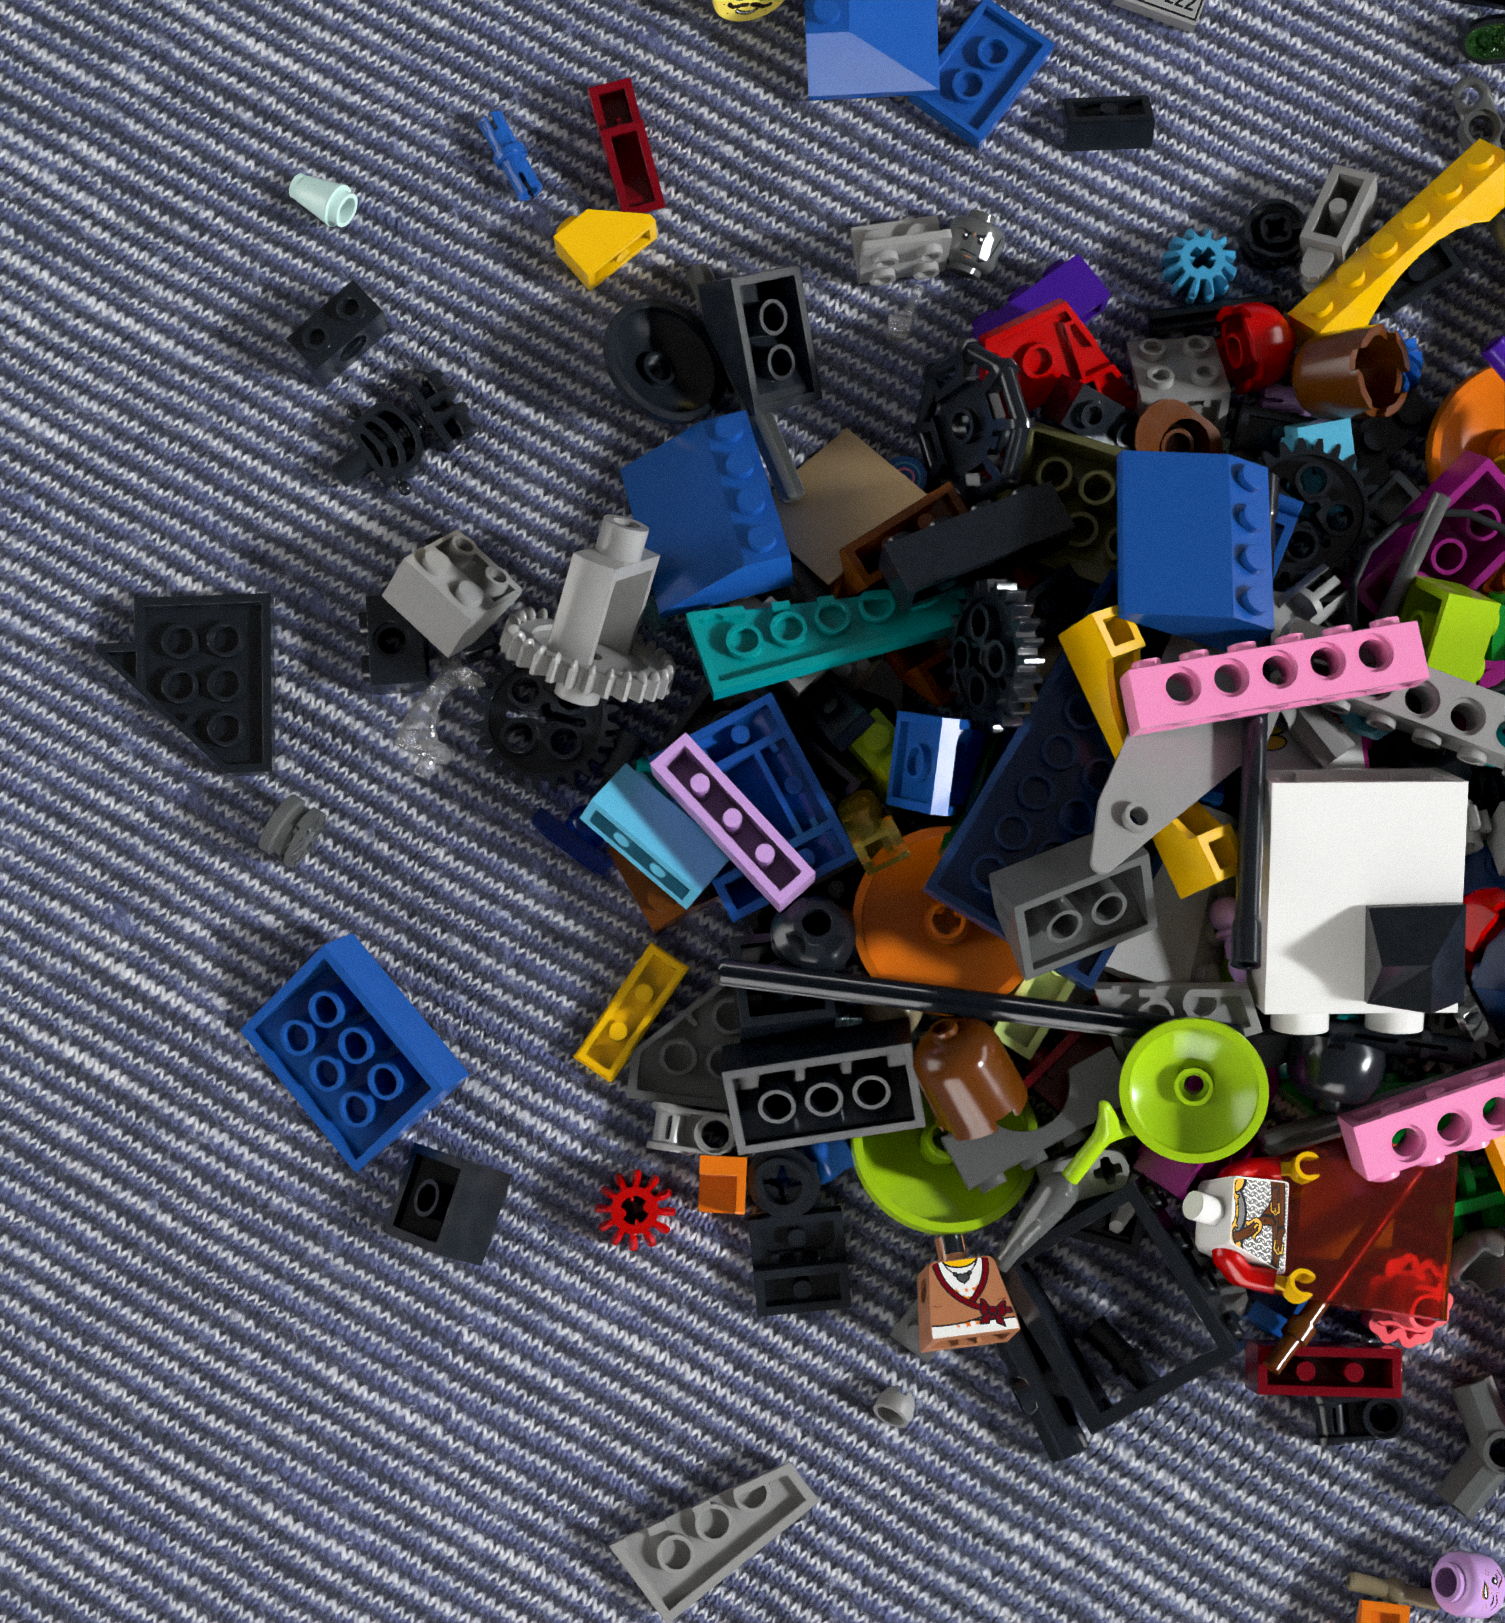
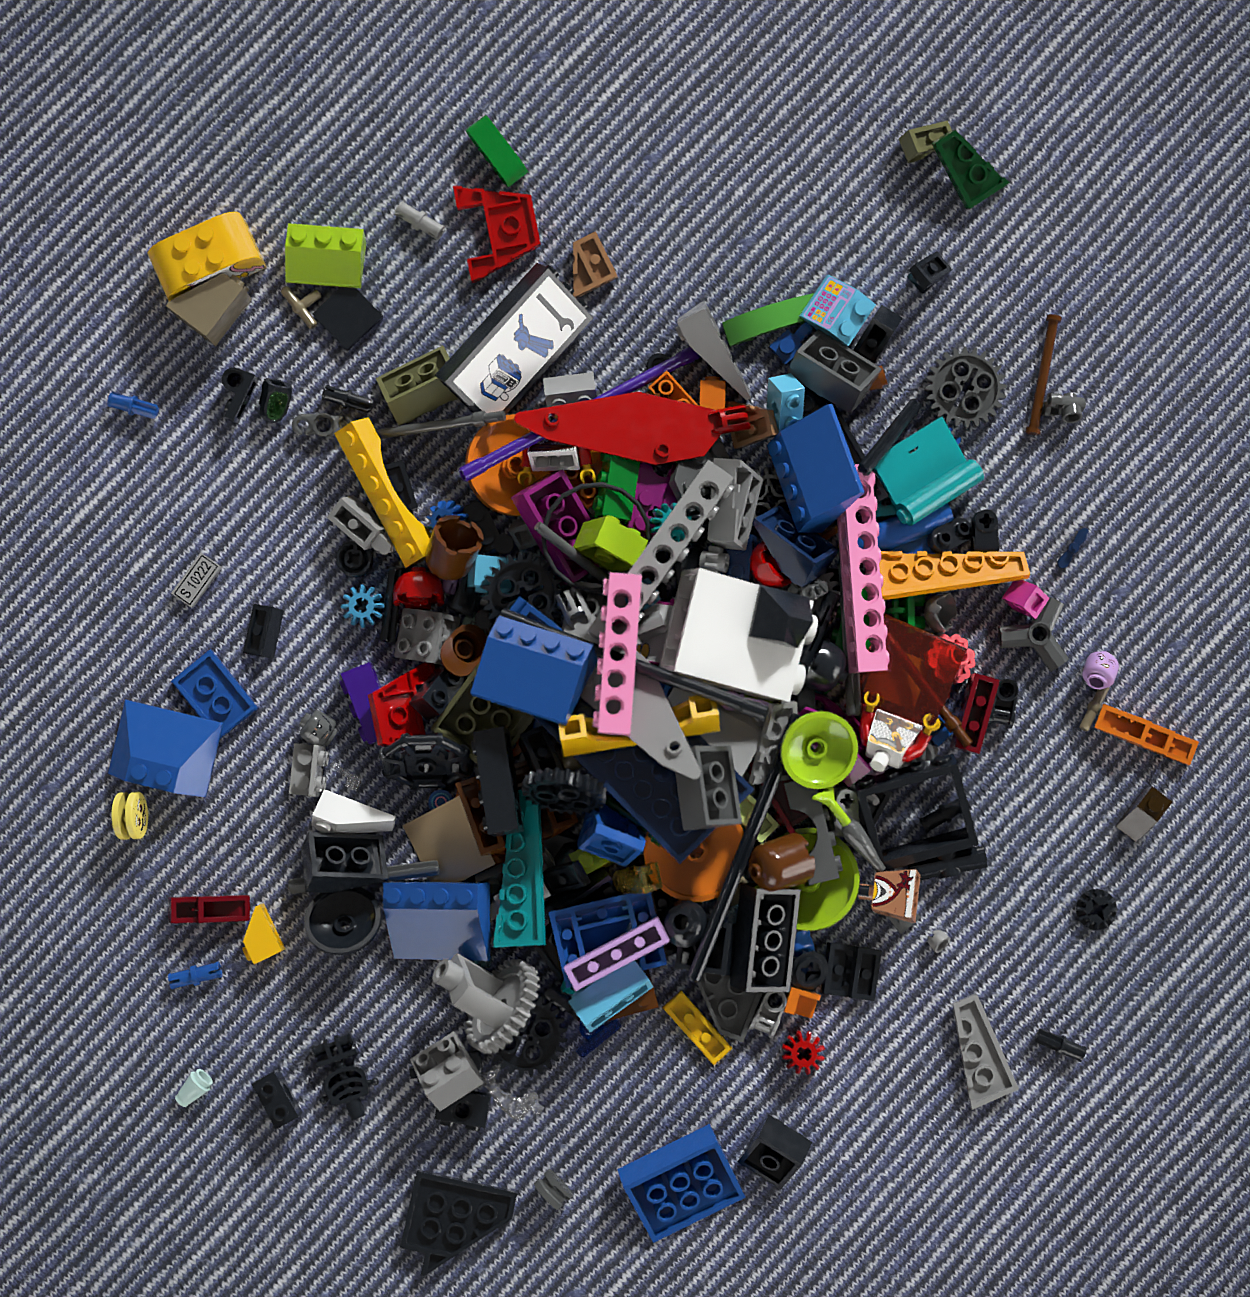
camera: 70 degrees left, 5 degrees up
(840, 325) = (345, 815): none -> white slope

